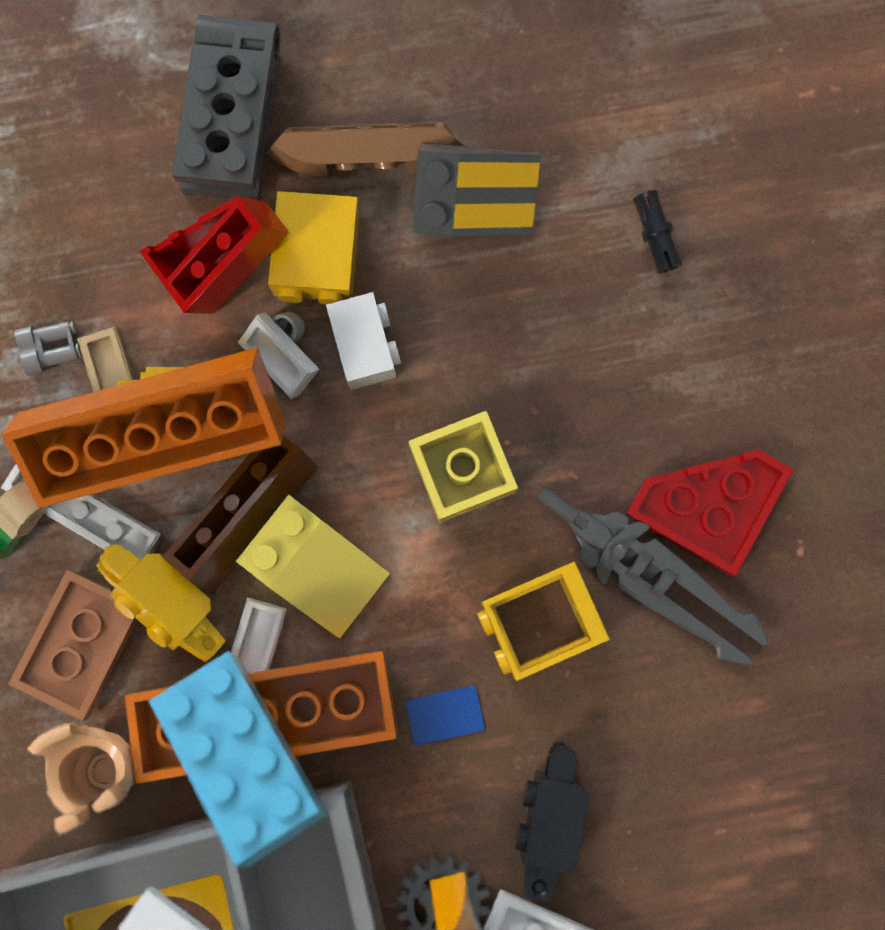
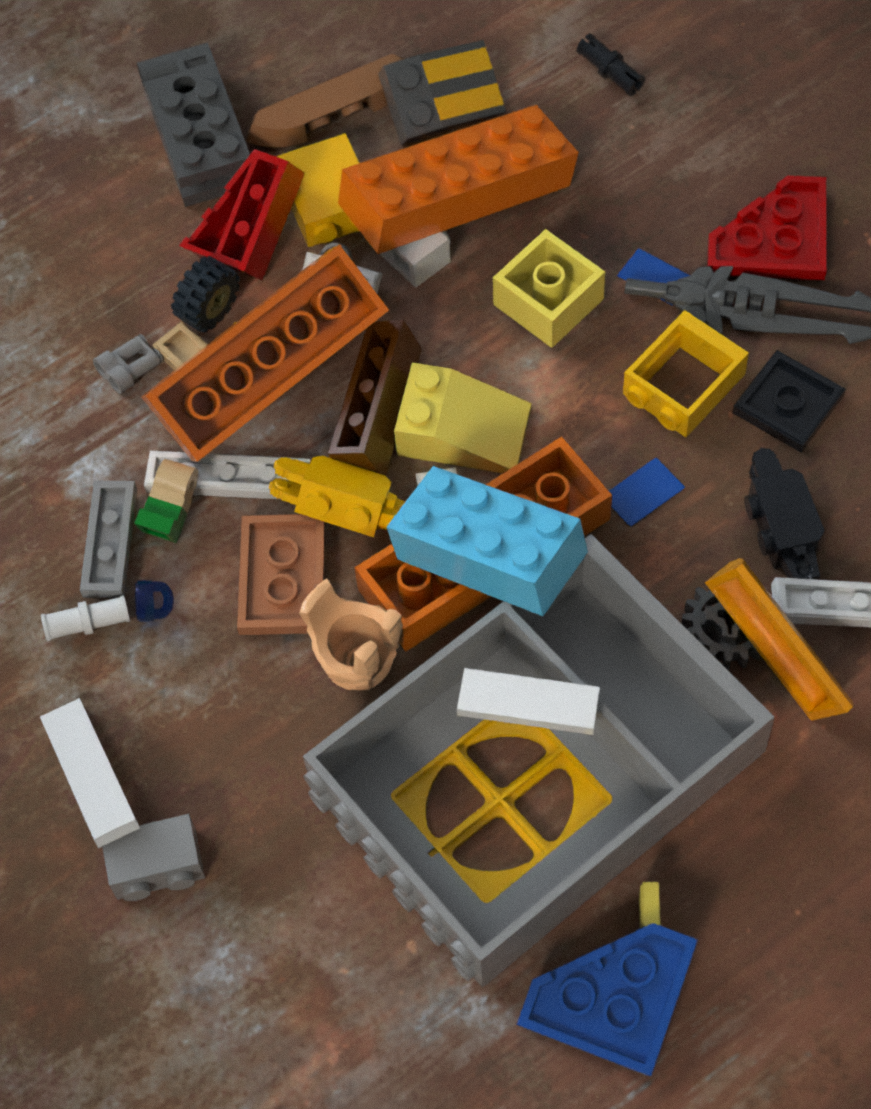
camera: 20 degrees left, 20 degrees down
(141, 315) = (205, 294): none -> black wheel
(433, 306) = (456, 178): none -> orange brick
(576, 484) = (650, 268): none -> blue sticker
(627, 691) = (789, 401): none -> black tile

